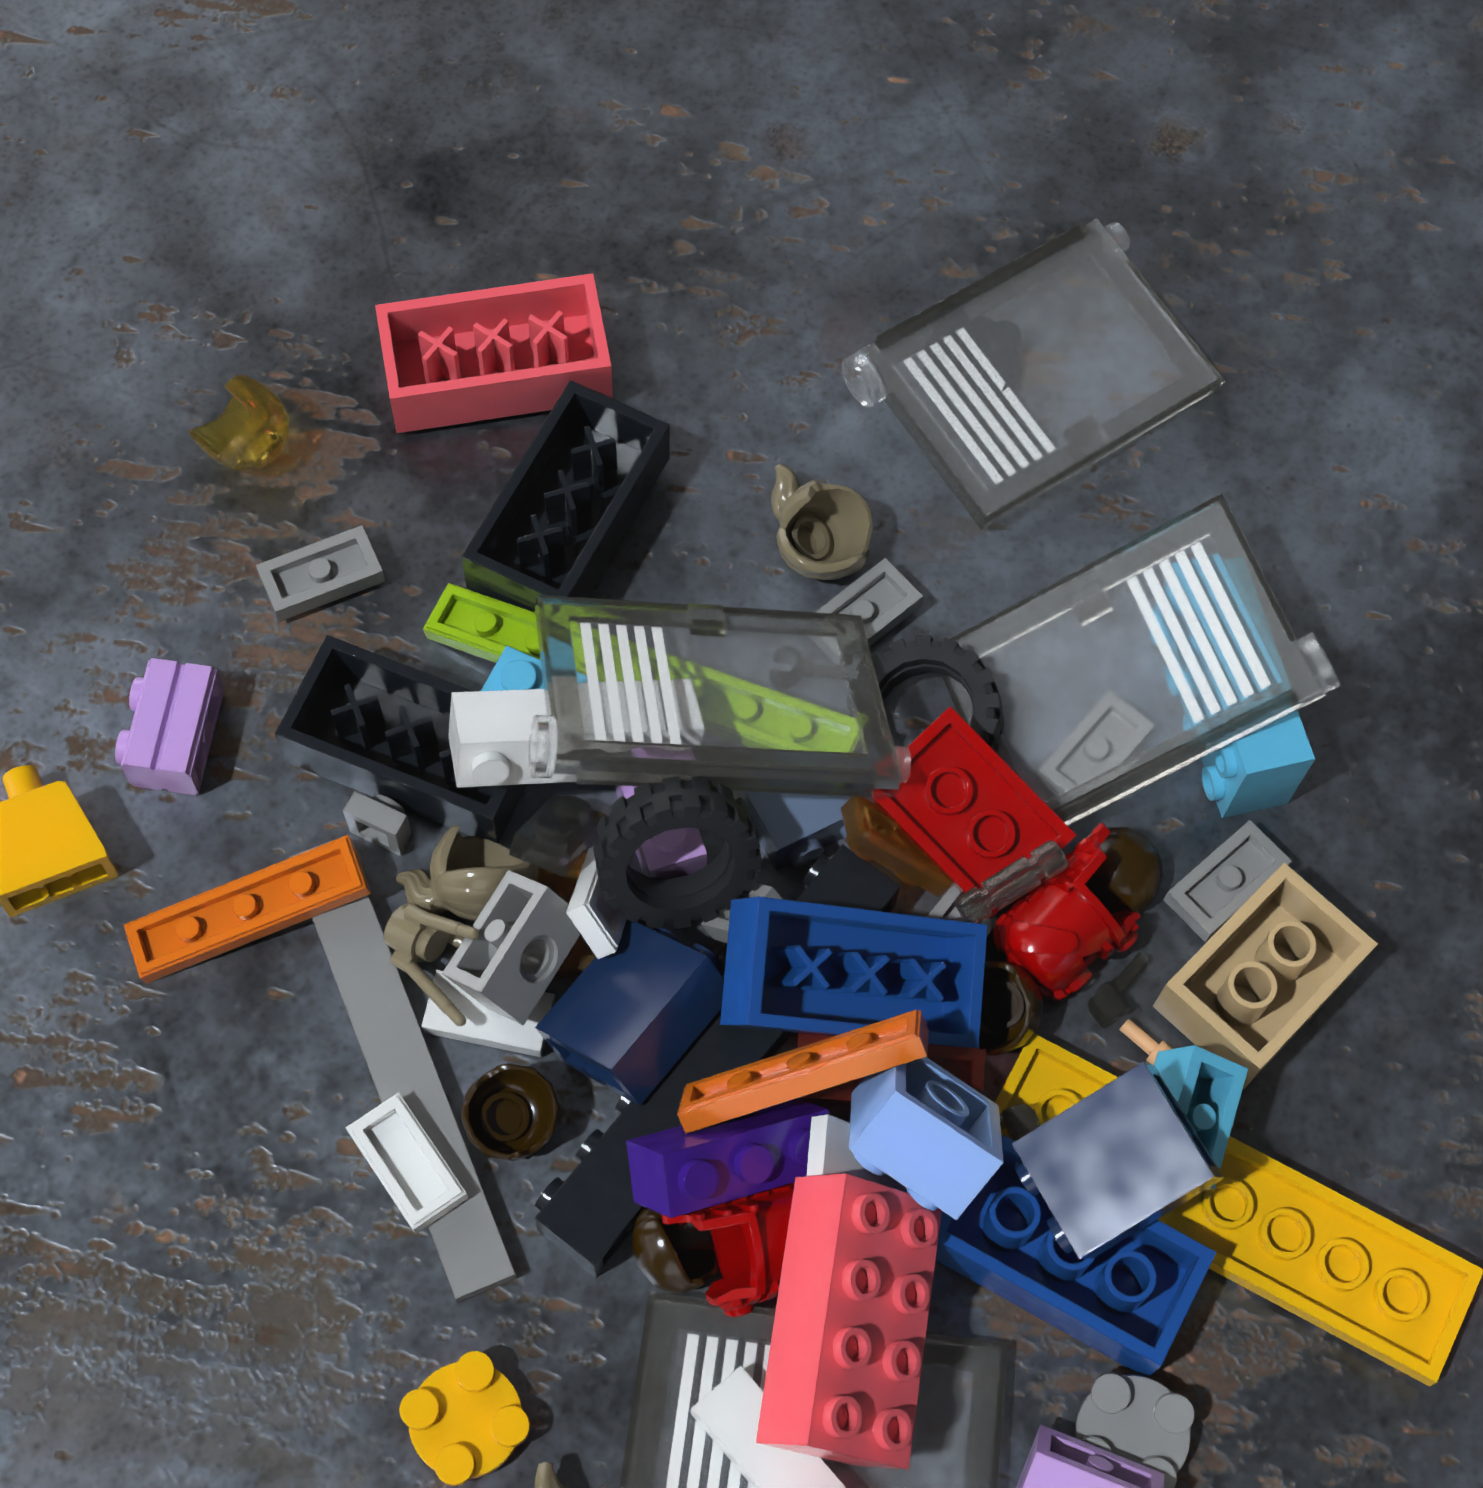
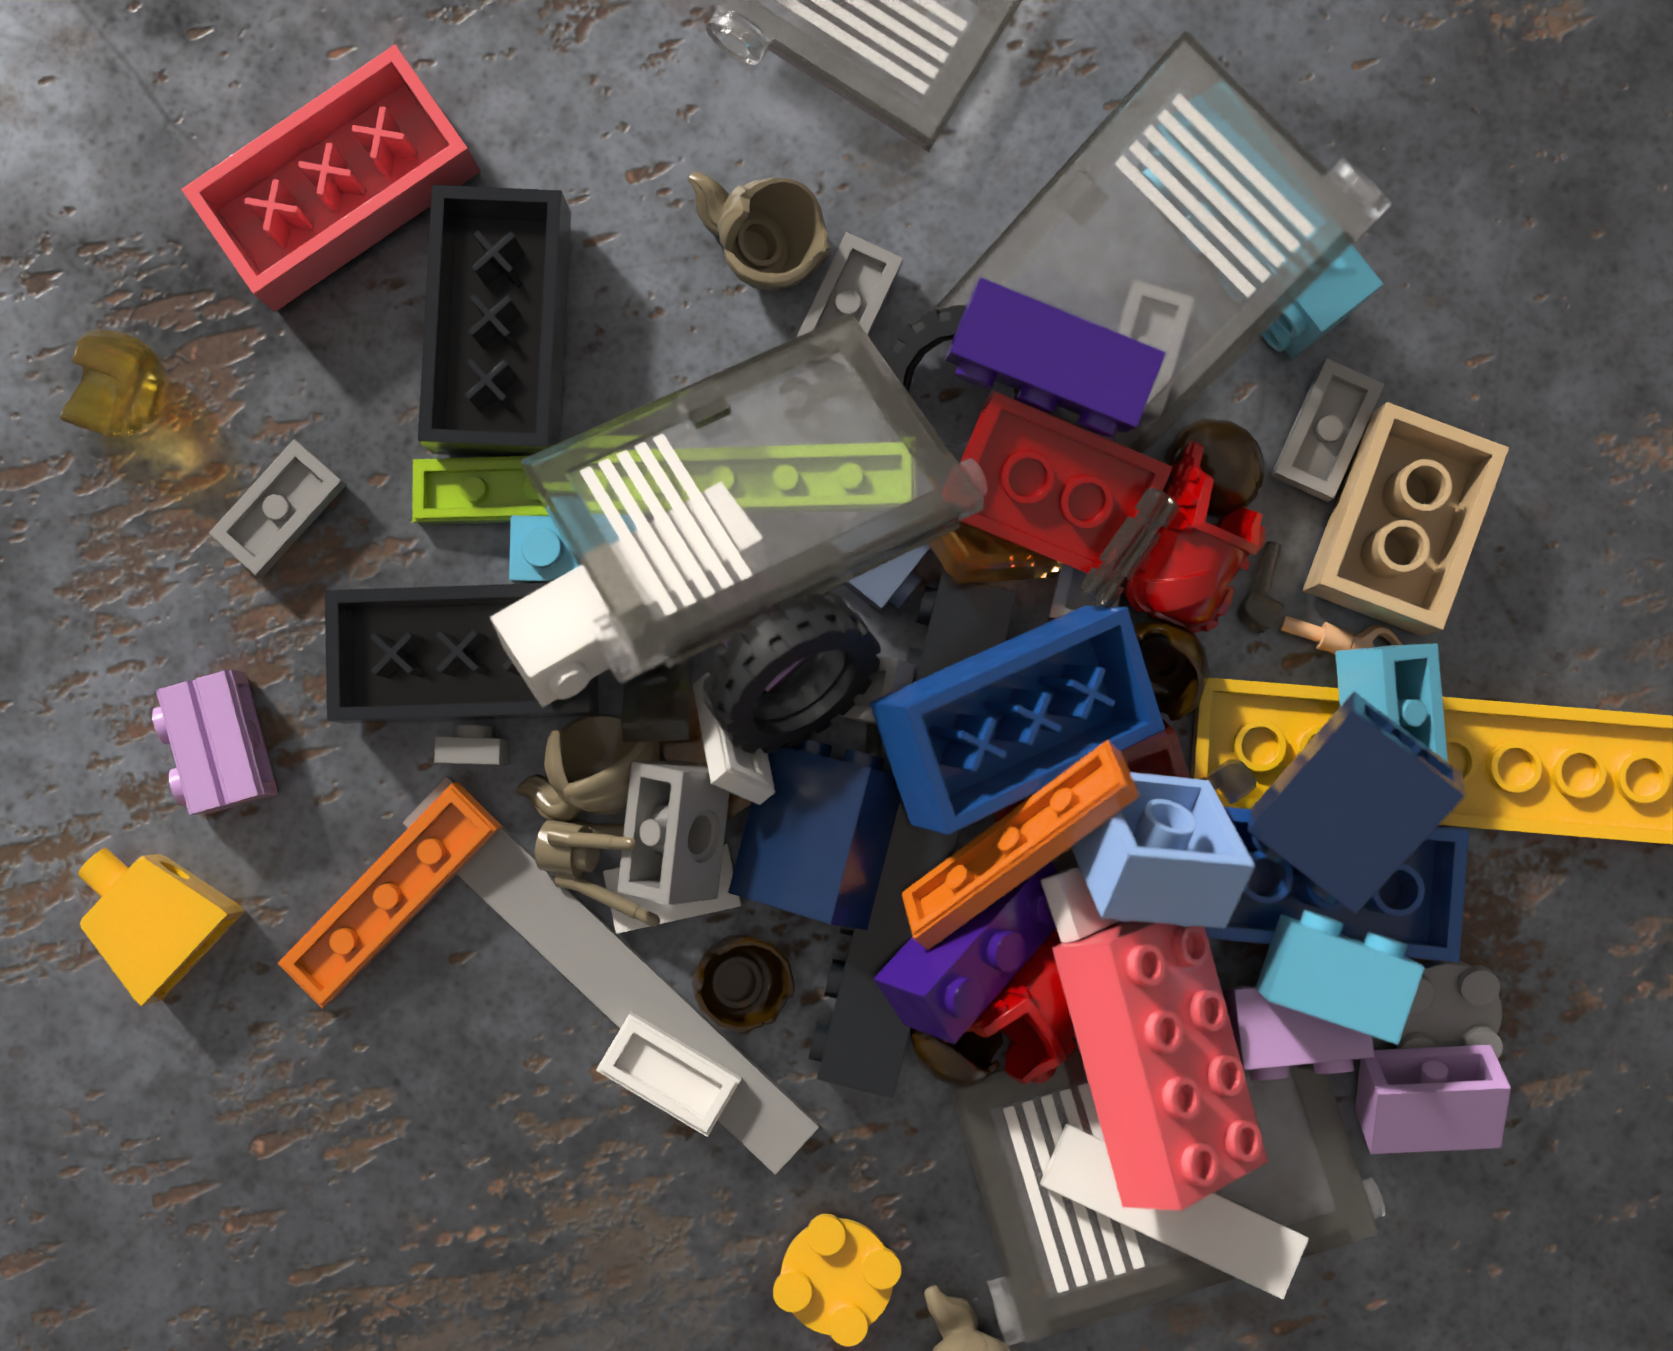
camera: 20 degrees left, 20 degrees up
(990, 1368) = (1278, 1036): none -> lavender brick
(1010, 702) = (1053, 359): none -> dark purple brick
(1044, 1317) = (1339, 977): none -> medium azure brick

